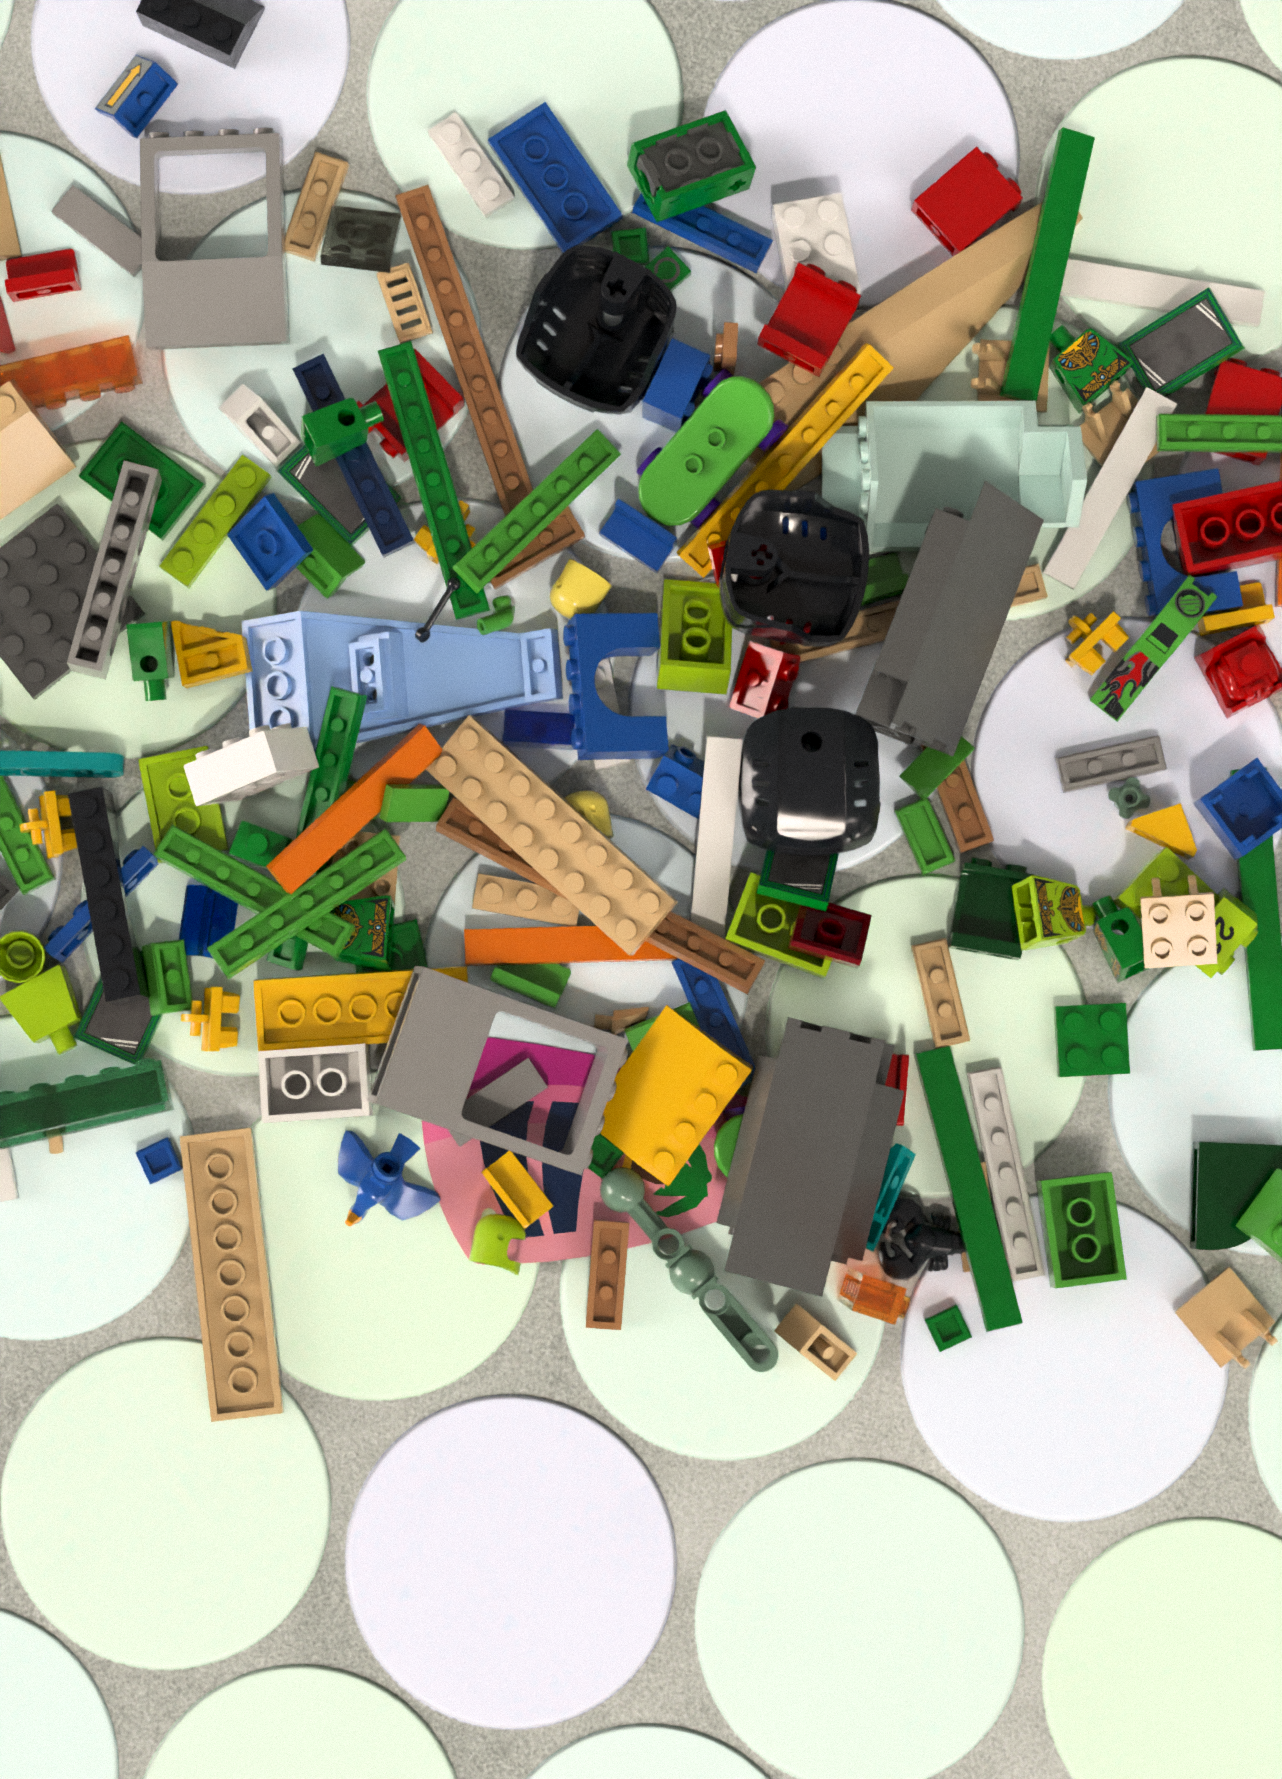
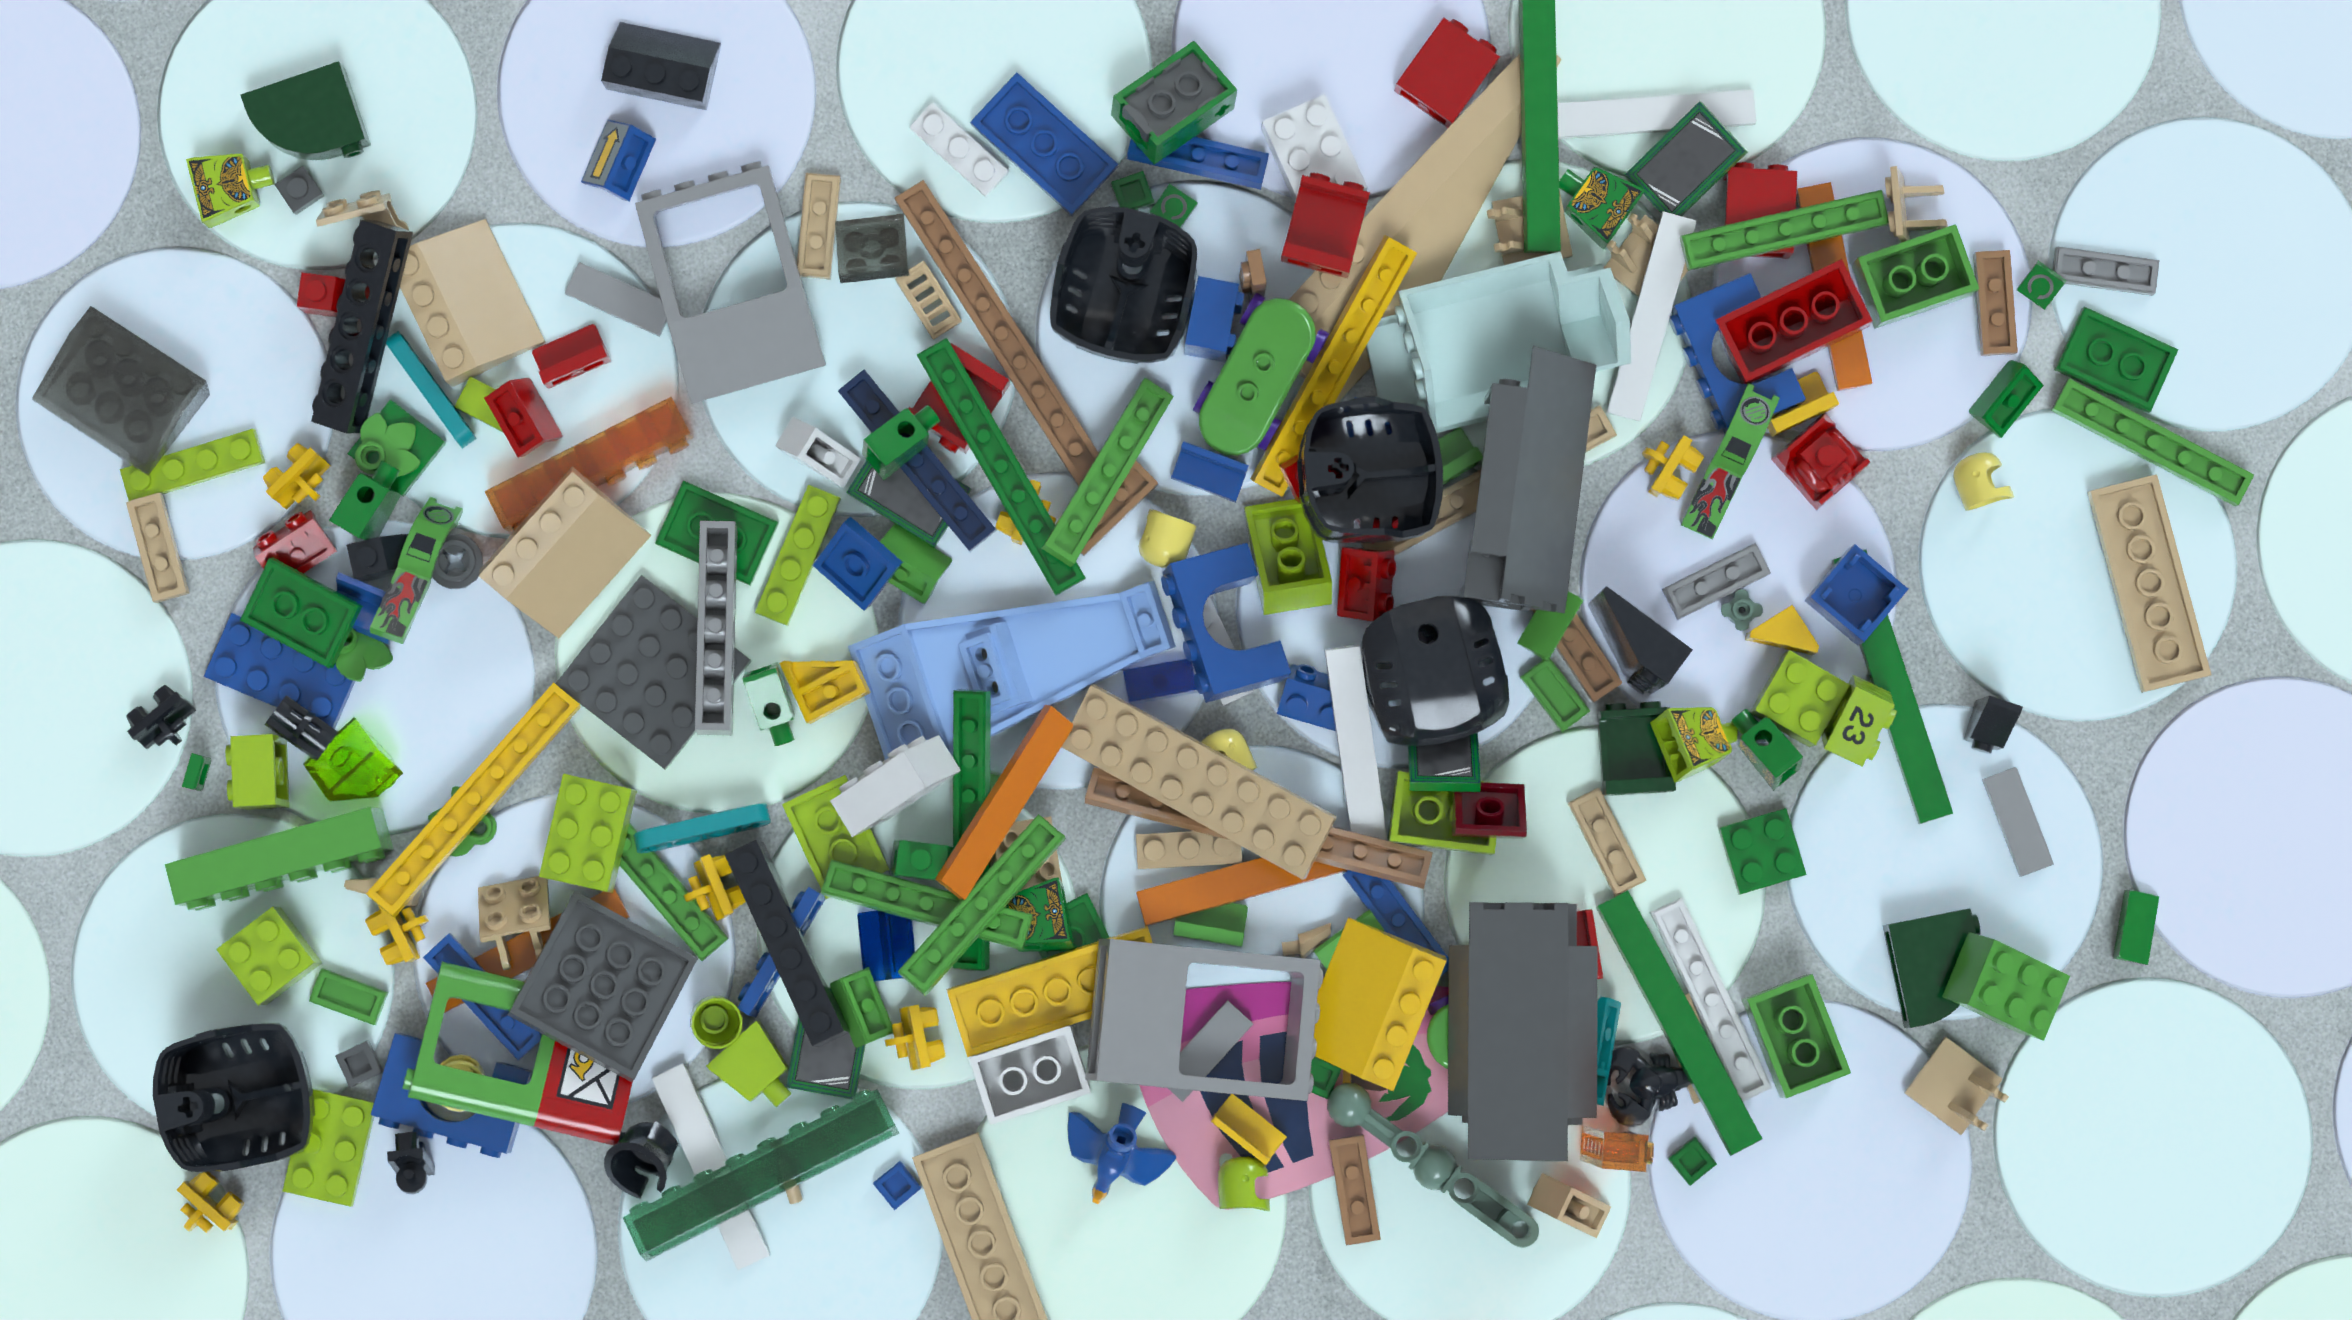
camera: 15 degrees left, 0 degrees up
(414, 802) = (1058, 782): bright green tile -> none
(423, 633) = (1028, 617): black hinge -> none
(501, 617) = (1097, 581): bright green arm -> none
(1018, 801) = (1639, 644): none -> black slope
(1178, 927) = (1819, 726): plate -> none

